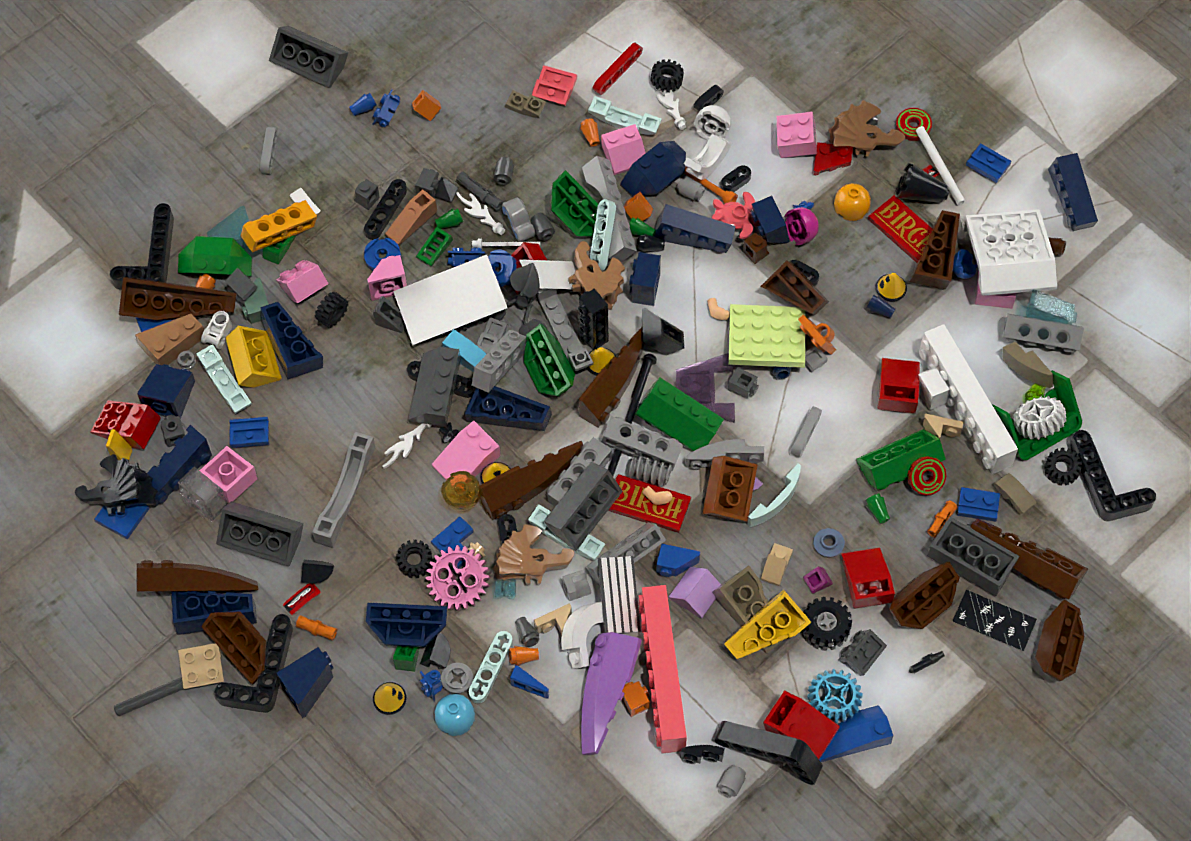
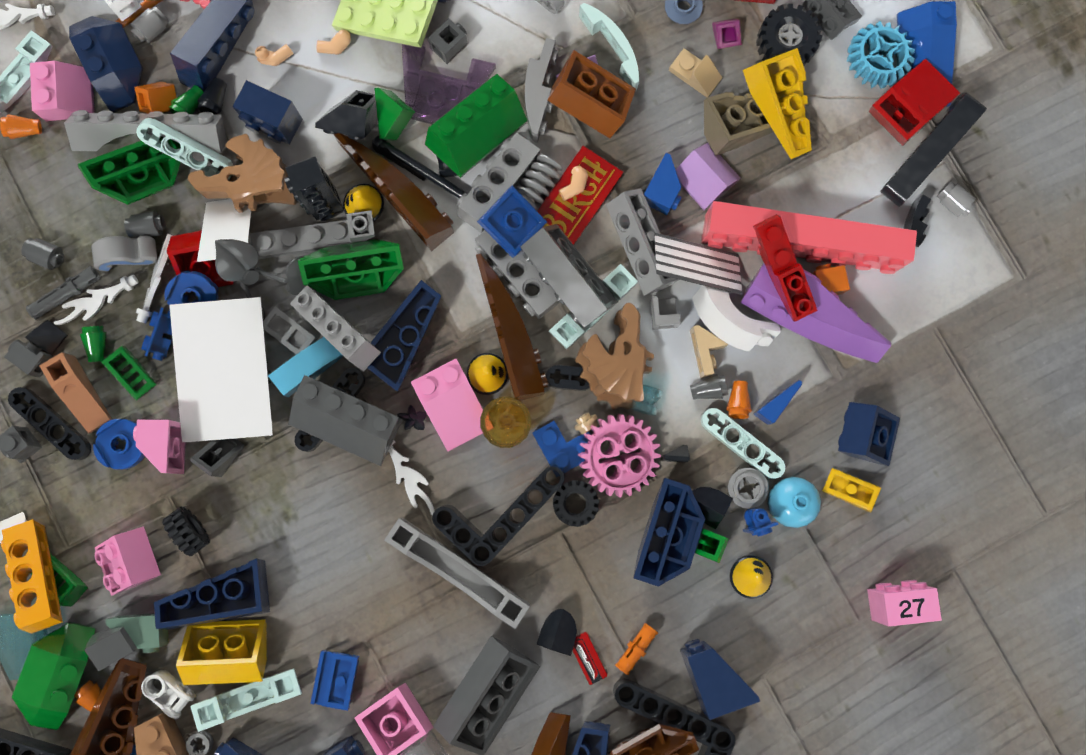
camera: 80 degrees left, 20 degrees up
(389, 512) = (506, 521): none -> black beam
(395, 807) = (904, 604): none -> bright pink brick
(469, 621) = (679, 454): none -> black slope
(474, 757) = (851, 490): none -> yellow slope
(522, 757) = (868, 433): none -> dark blue slope
(612, 454) = (511, 221): none -> blue plate
(627, 645) = (783, 268): none -> red slope
(671, 358) = (391, 113): none -> green slope
(693, 274) = (273, 58): none -> light nougat arm

